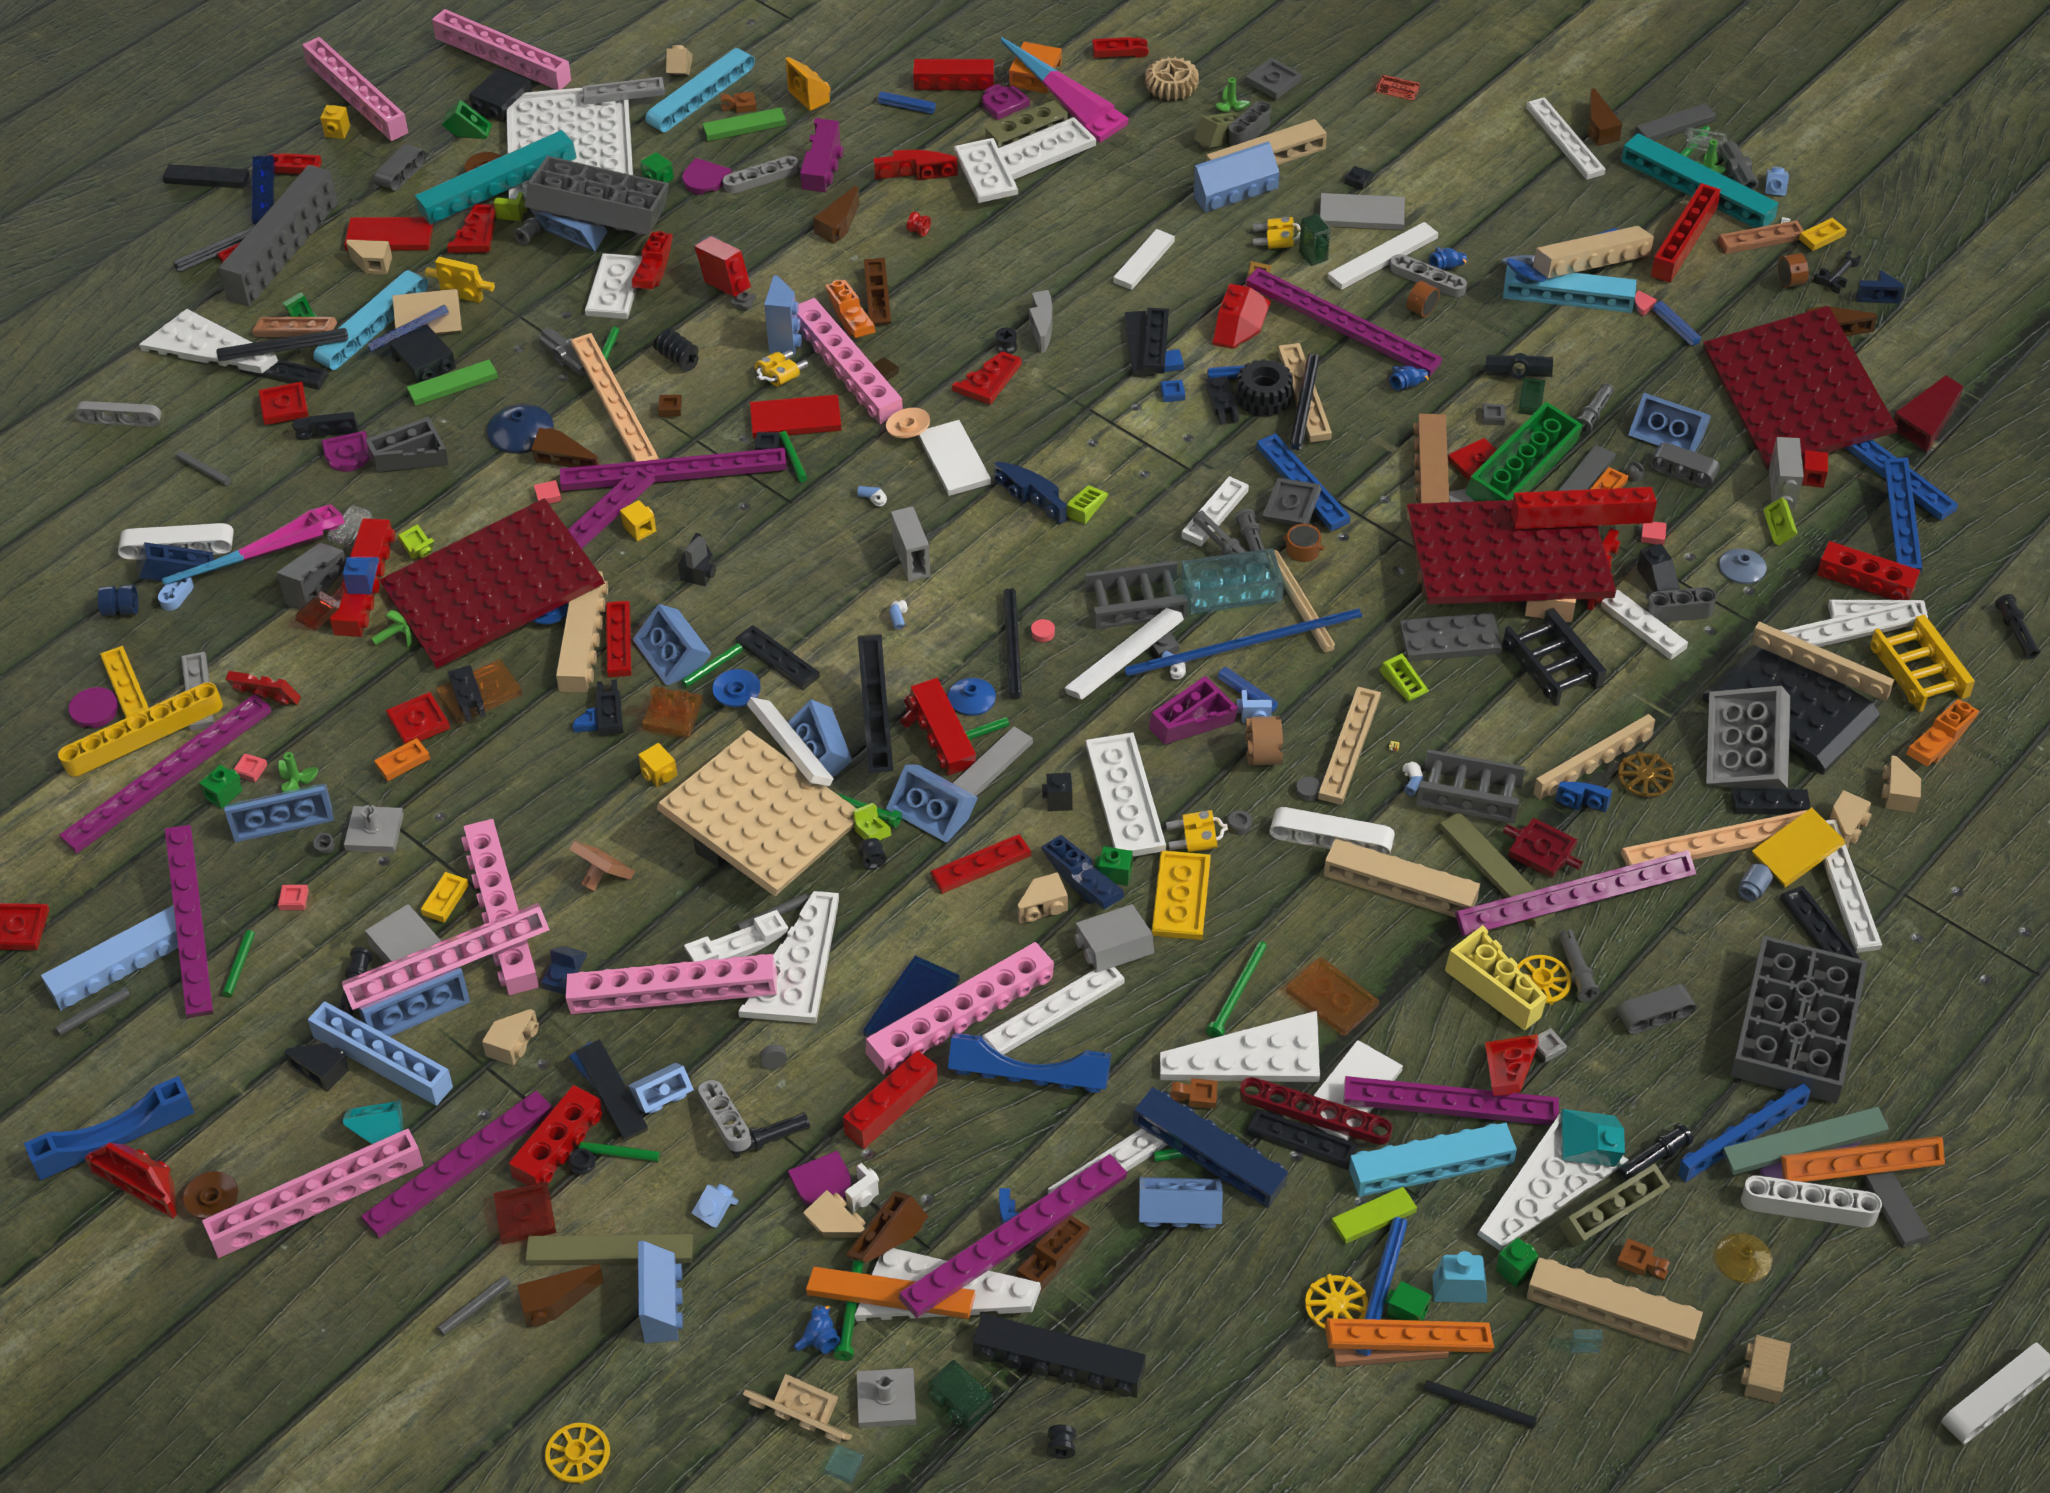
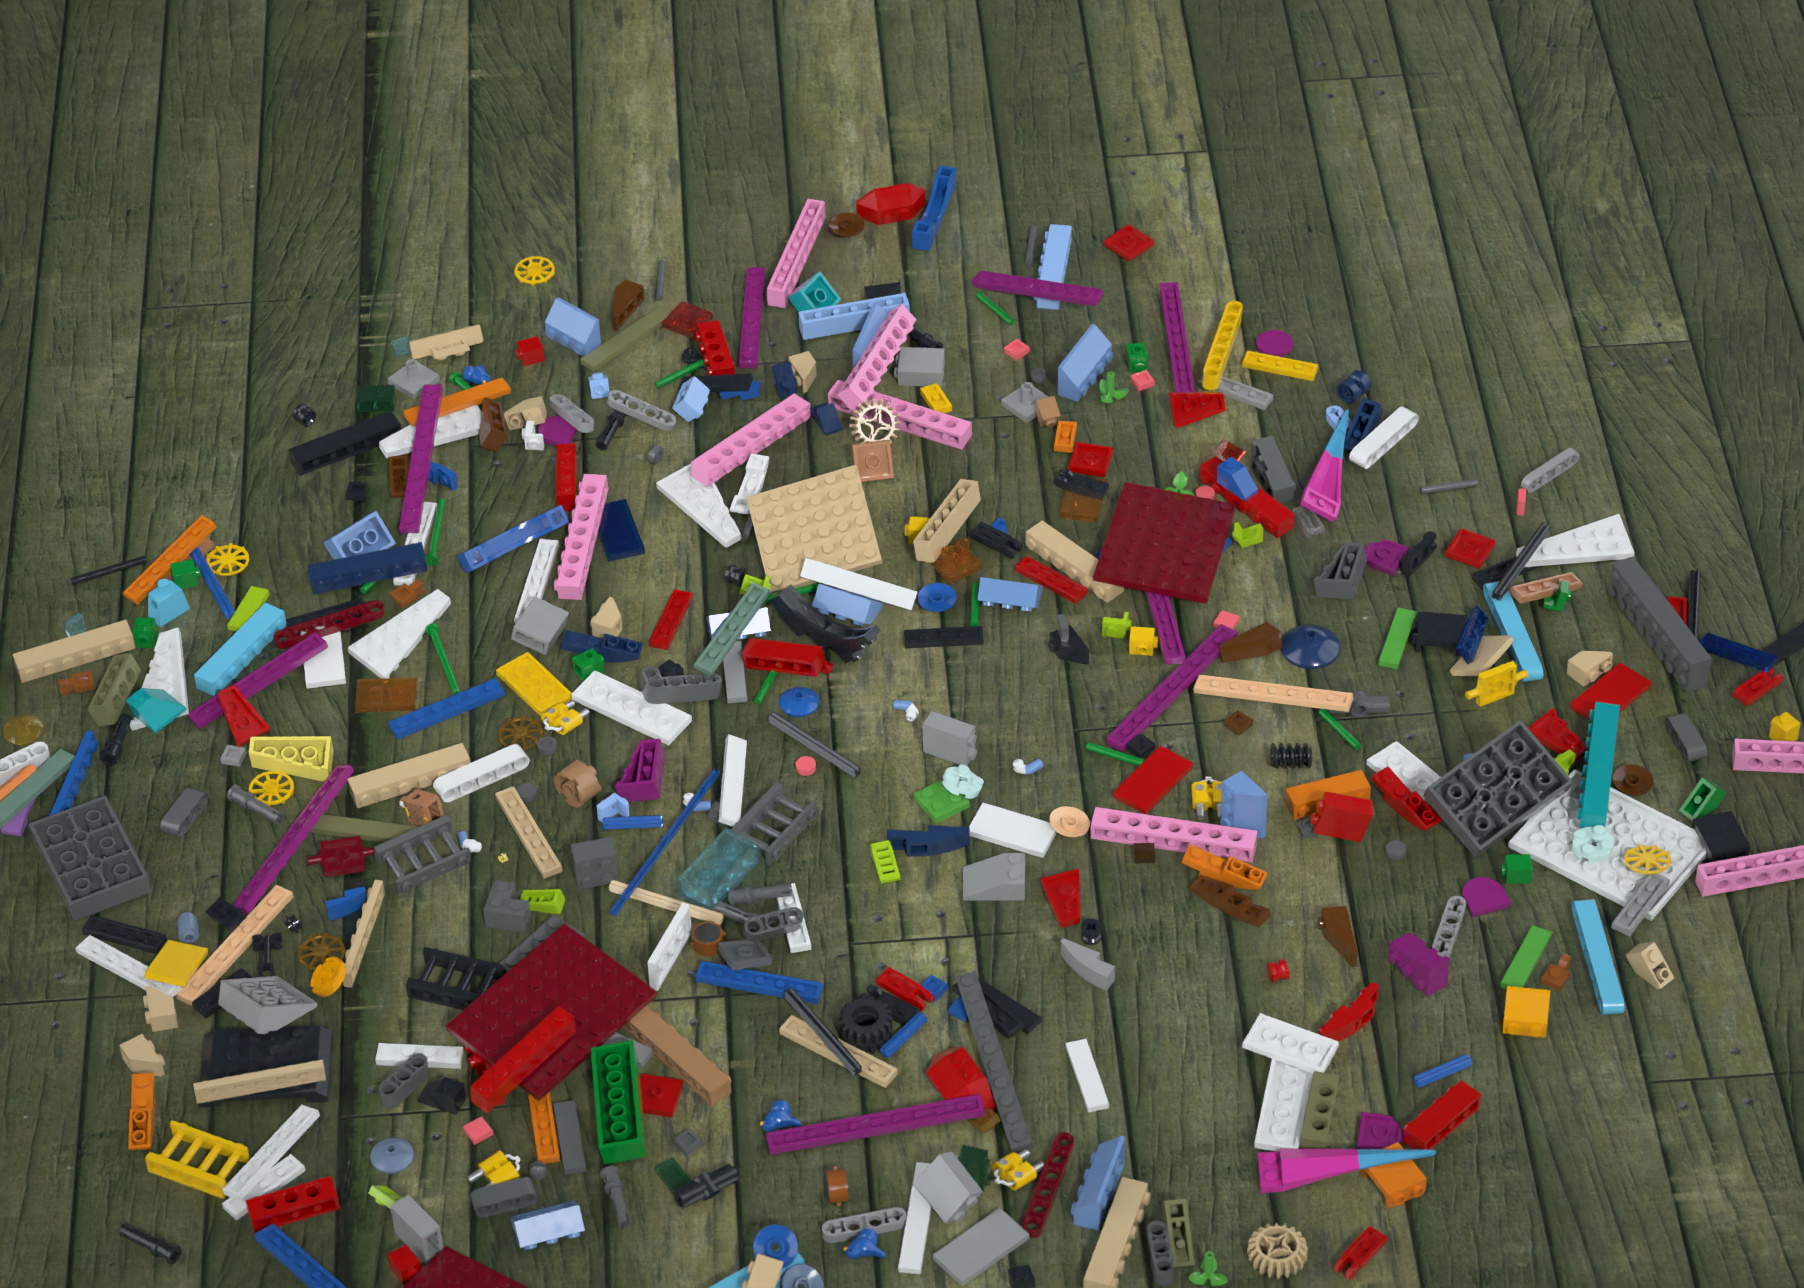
camera: 135 degrees right, 5 degrees down
(185, 405) = (1521, 501): none -> coral tile
(380, 610) = (1205, 492): none -> coral tile
(382, 789) = (1047, 412): none -> medium nougat brick
(548, 891) = (877, 415): none -> tan gear
(549, 1027) = (784, 379): none -> dark blue hips
(573, 106) = (1647, 860): none -> yellow wheel
(589, 140) = (1598, 835): none -> light aqua plate
(632, 737) = (947, 520): none -> tan brick
(636, 544) = (1116, 627): none -> lime bracket
(696, 307) = (1303, 799): none -> orange brick
(729, 1314) = (530, 351): none -> red brick
(788, 1179) = (571, 413): none -> light grey beam
(944, 511) = (962, 781): none -> light aqua plate
(961, 767) = (732, 629): none -> sand green tile
(974, 521) = (939, 802): none -> bright green plate
(1020, 425) = (995, 879): none -> light grey slope
(1087, 772) = (678, 688): none -> dark grey beam
(1113, 1275) = (357, 491): none -> black plate
(1125, 1119) = (432, 557): none -> green bar
(1197, 402) = (904, 988): none -> red hinge
(1201, 302) = (994, 1062): none -> dark grey plate
(1248, 494) = (780, 917): none -> dark grey beam
(1250, 851) = (520, 733): none -> pearl gold wheel
(1263, 211) = (1048, 1184): none -> dark red beam
(1291, 933) = (446, 708): none -> blue plate
(1332, 656) = (594, 863): none -> dark grey brick
(1349, 542) = (669, 947): none -> white tile
(1351, 232) = (948, 1188): none -> light grey brick
(1428, 824) = (422, 807): none -> nougat torso
(1447, 685) = (505, 910): none -> dark grey brick
(1650, 816) = (292, 923): none -> black plate
(1667, 732) = (328, 977): none -> light orange tile
(1670, 486) = (497, 1169): none -> yellow piece
(1692, 818) = (266, 943): none -> black bar
(1709, 864) = (226, 914): none -> black plate

